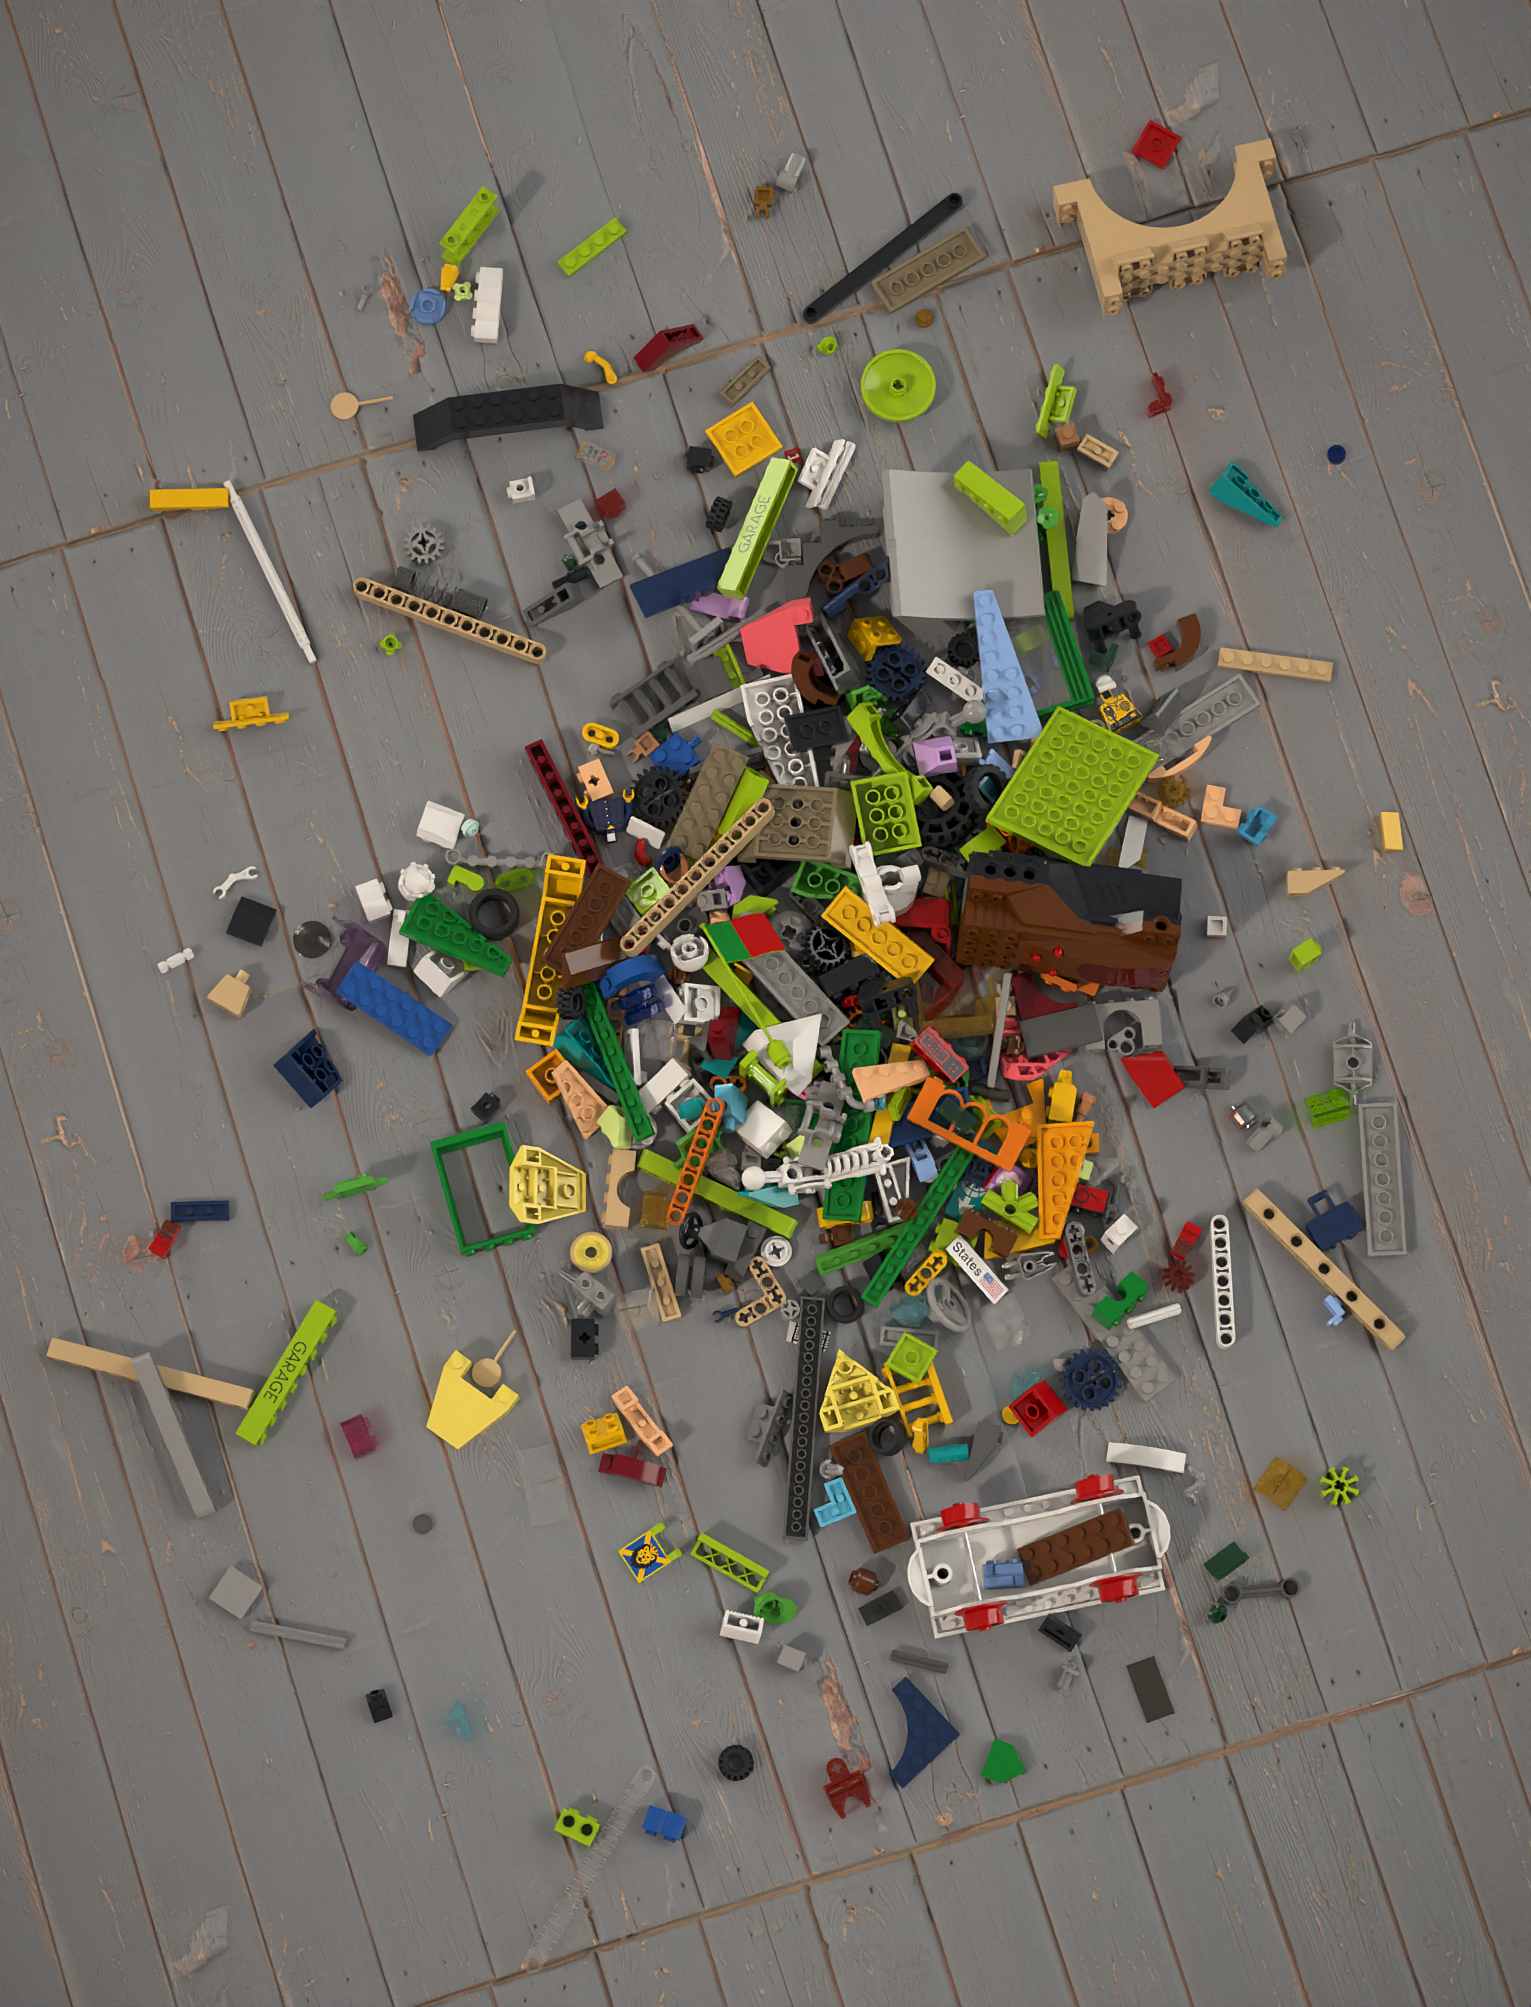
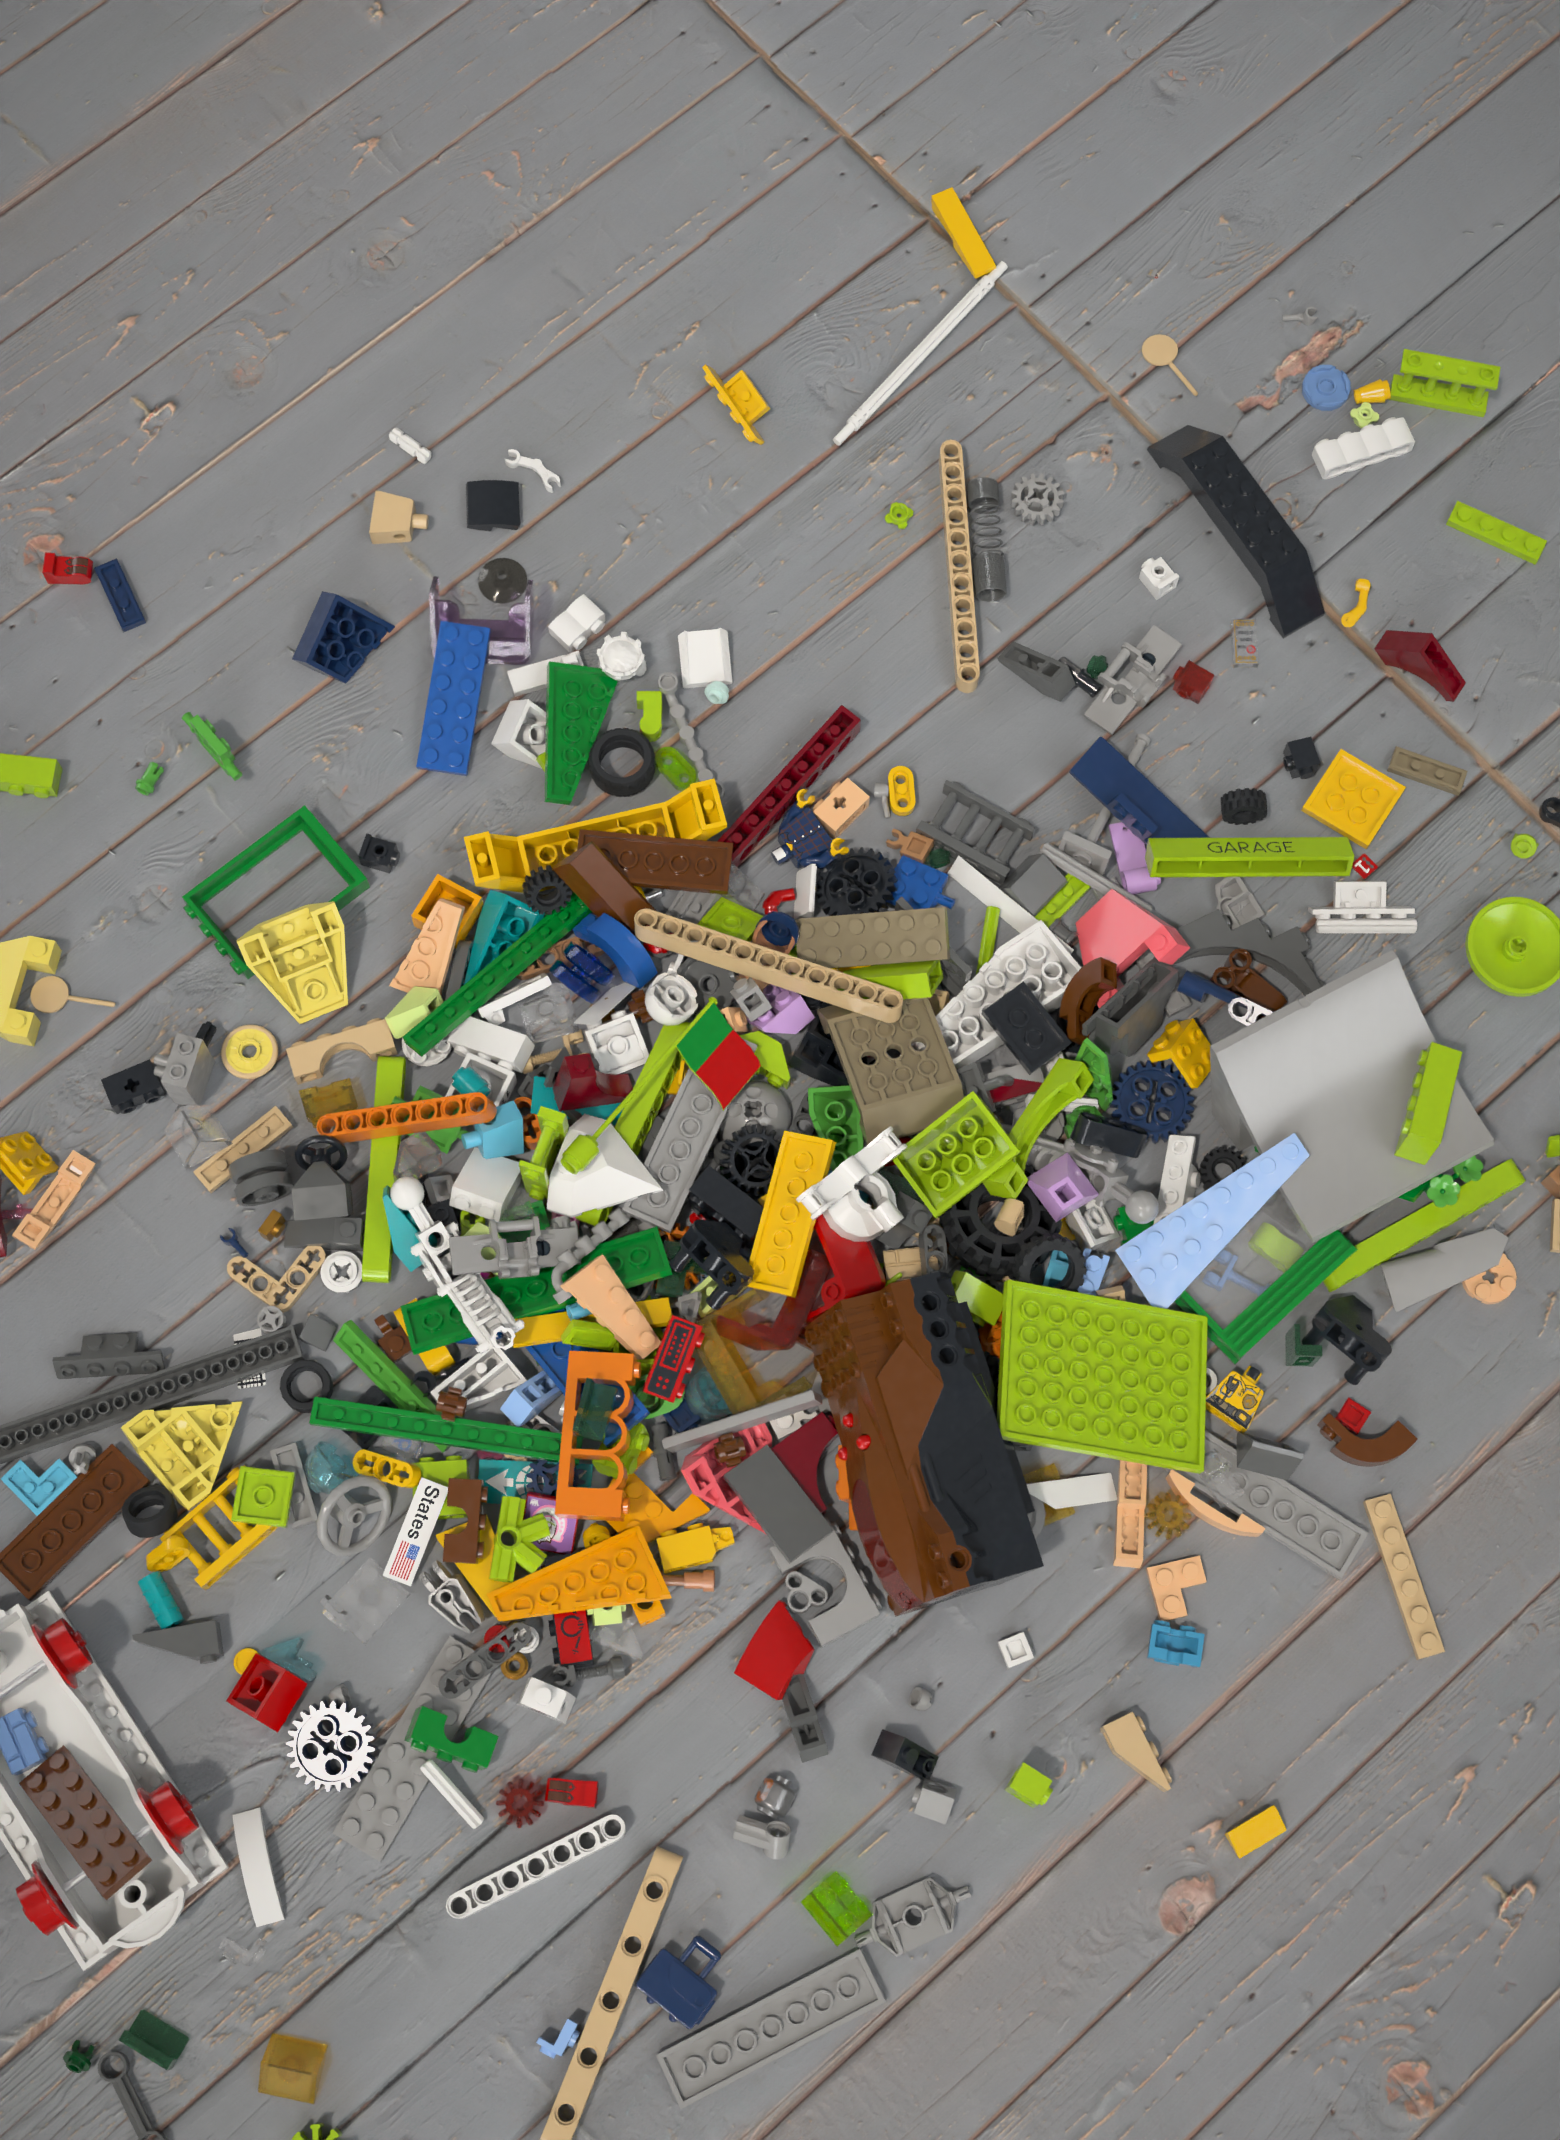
camera: 65 degrees right, 5 degrees down
(1104, 683) = (1266, 1364): white plate -> none

